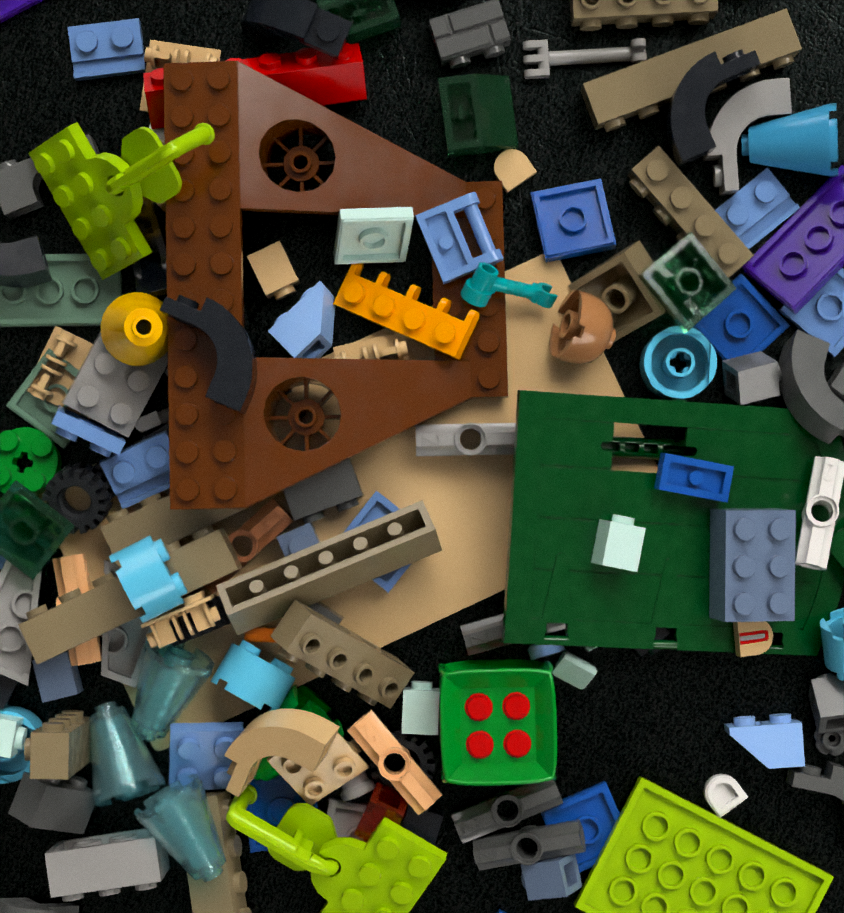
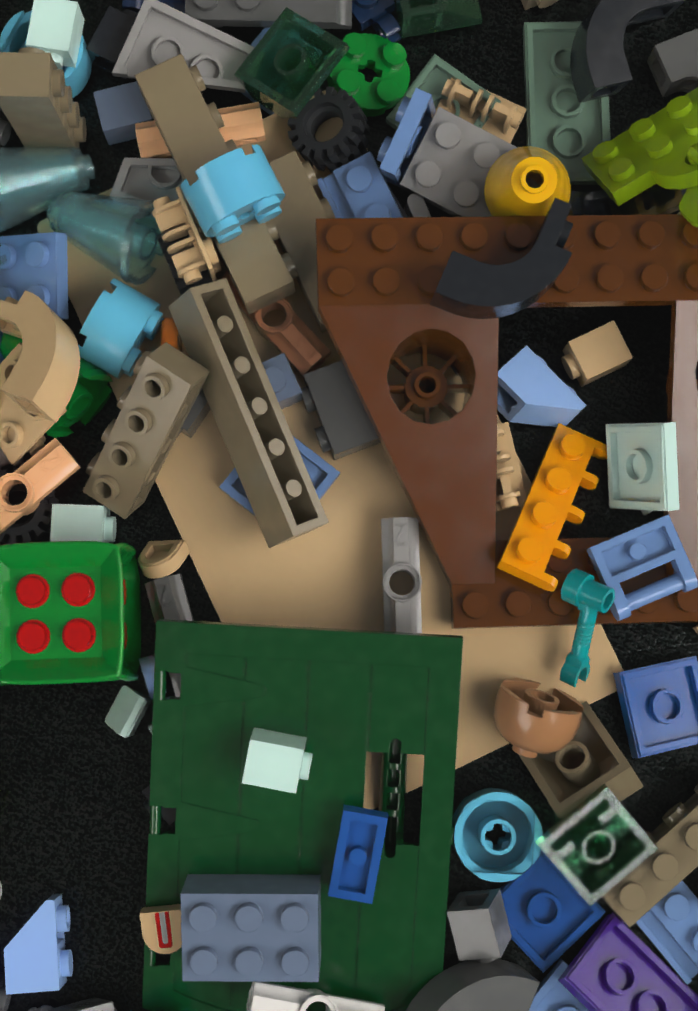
camera: 85 degrees right, 5 degrees down
(446, 640) = (162, 557): none -> tan tile

